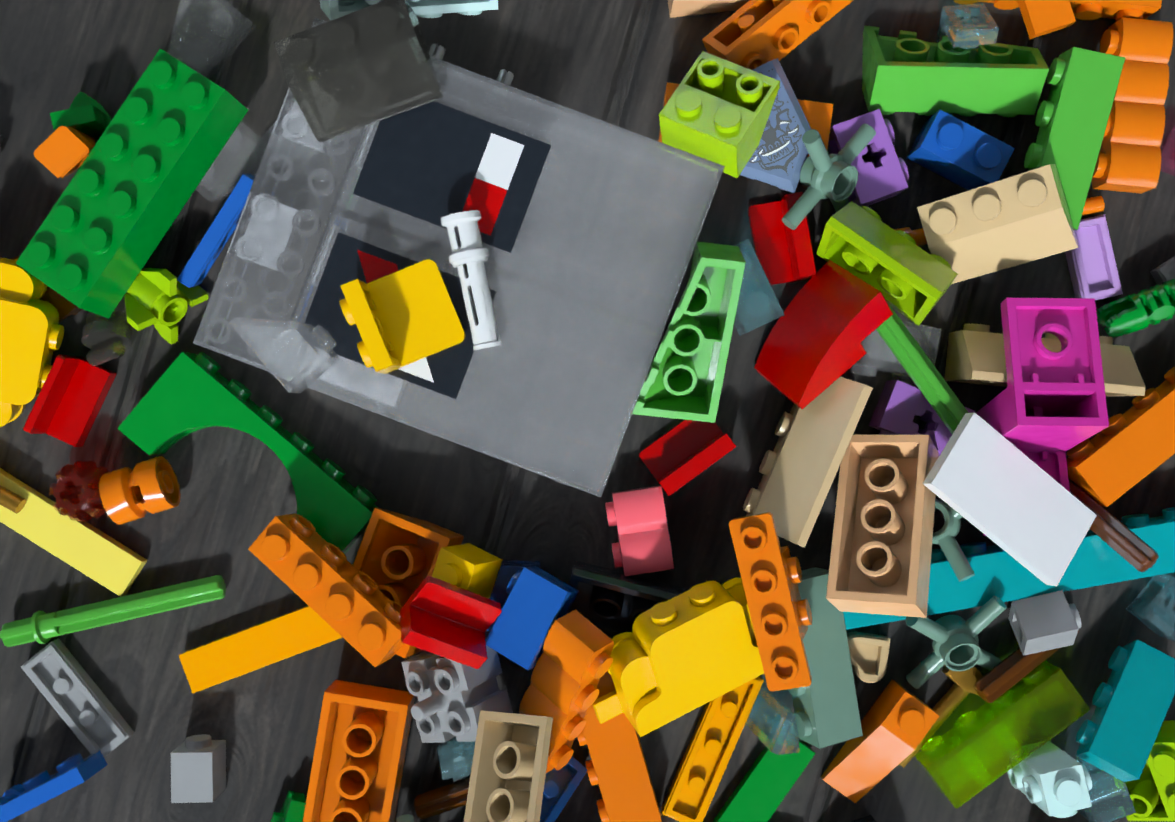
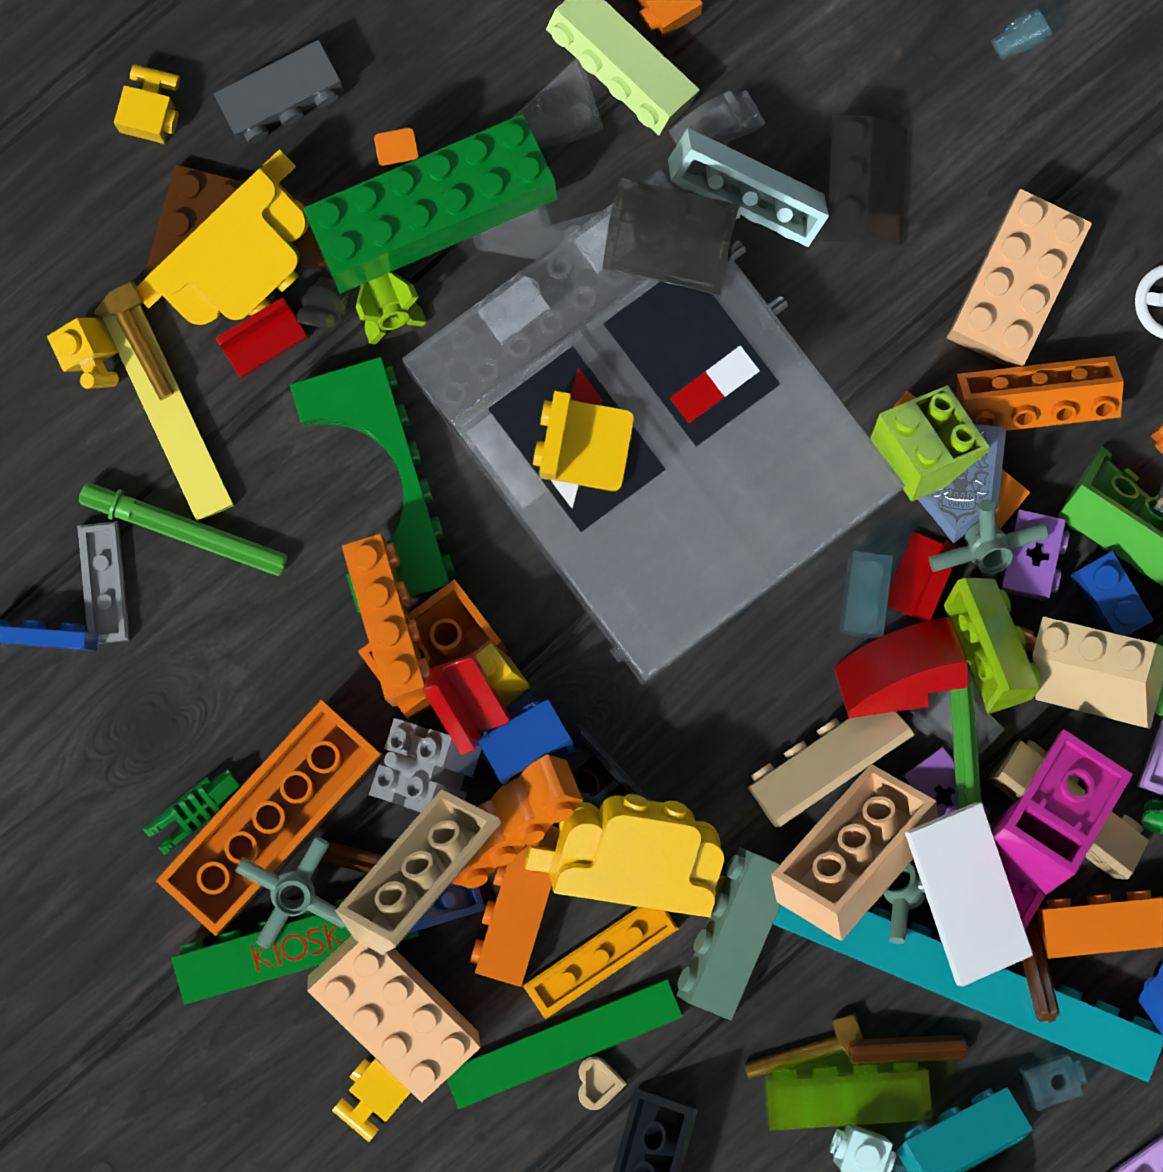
camera: 30 degrees right, 5 degrees down
(68, 490) = (230, 426): clear red piece -> none
(83, 115) = (422, 118): green tile -> none
(133, 492) = (258, 441): orange wheel -> none
(198, 770) = (169, 701): light grey brick -> none
(217, 234) = (472, 280): blue tile -> none
(255, 648) = (285, 635): light orange tile -> none
(289, 349) = (481, 412): clear slope -> none
(456, 759) = (383, 829): clear light blue cone -> none
(469, 259) = (661, 431): white pin -> none
(641, 530) = (656, 738): coral brick -> none
(685, 453) = (734, 698): red panel -> none
(694, 352) = (789, 617): bright green wedge -> none
(773, 600) = (729, 850): orange bracket -> none
(774, 723) = (666, 964): clear light blue slope -> none
(868, 655) = (777, 965): tan tile -> none
(889, 736) = (739, 1042): orange slope -> none
(955, 642) = (855, 982): sand green bar -> none
(1044, 622) = (939, 1023): light grey brick -> none

